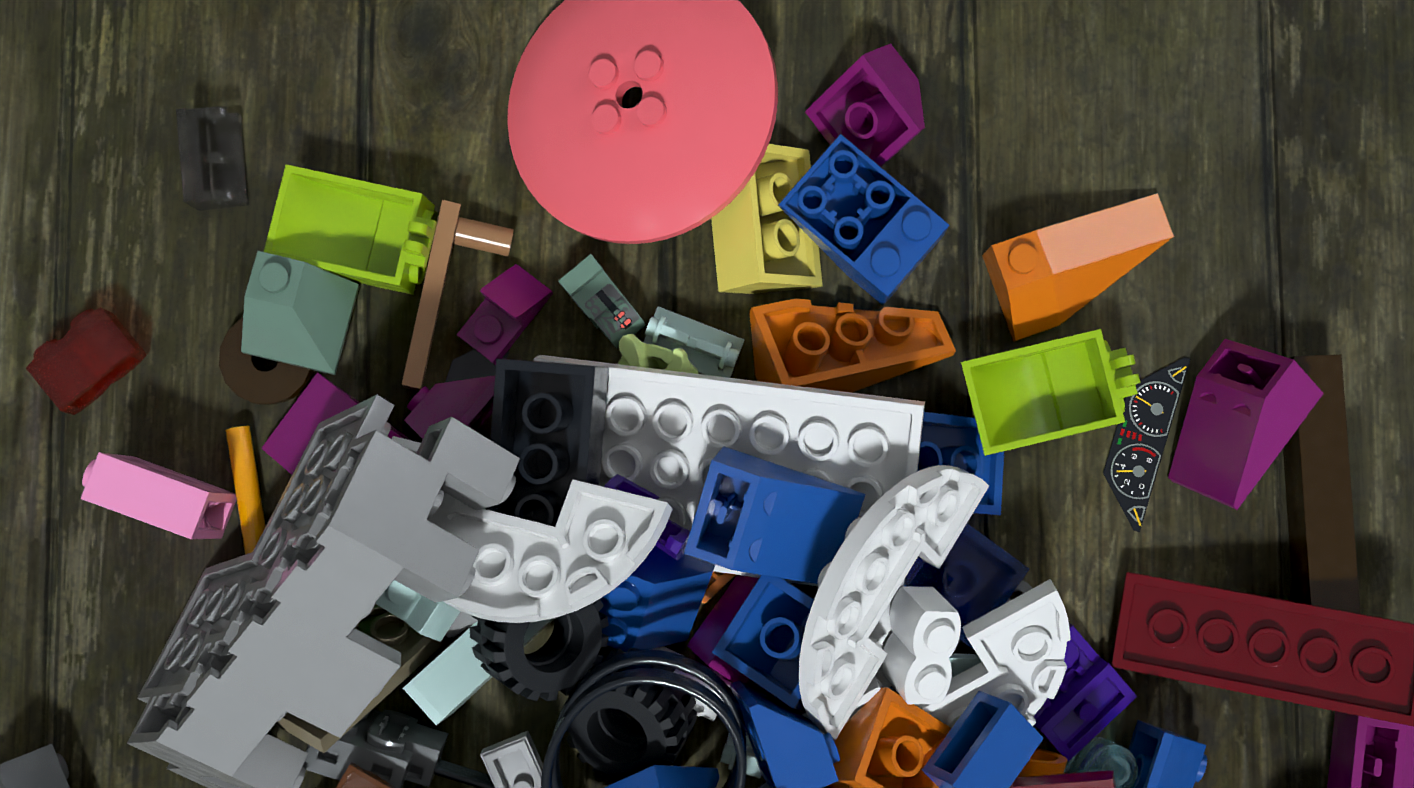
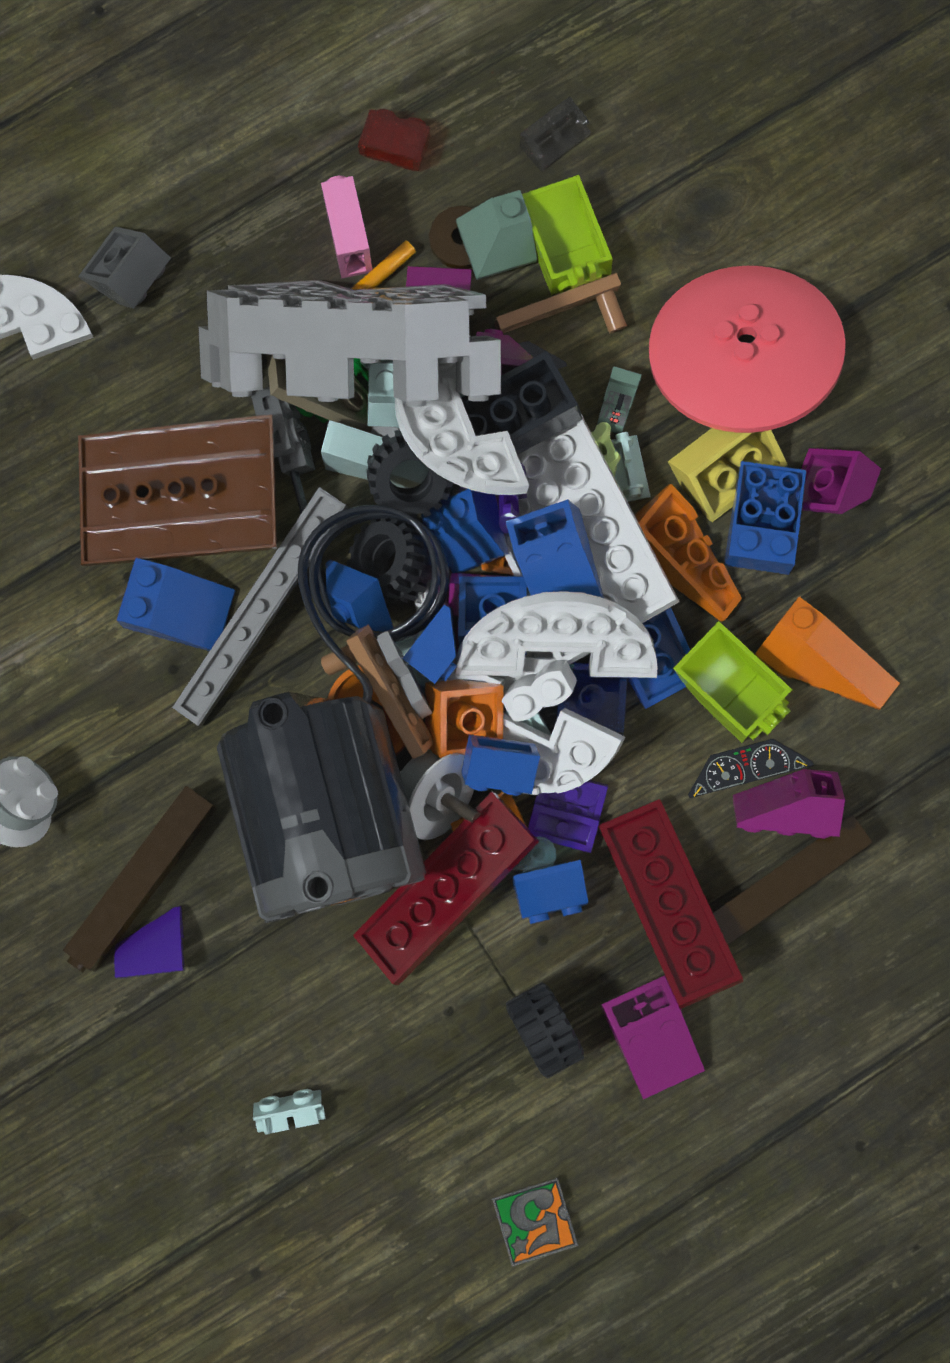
camera: 55 degrees right, 5 degrees down
(505, 313) = (577, 352): magenta slope -> none

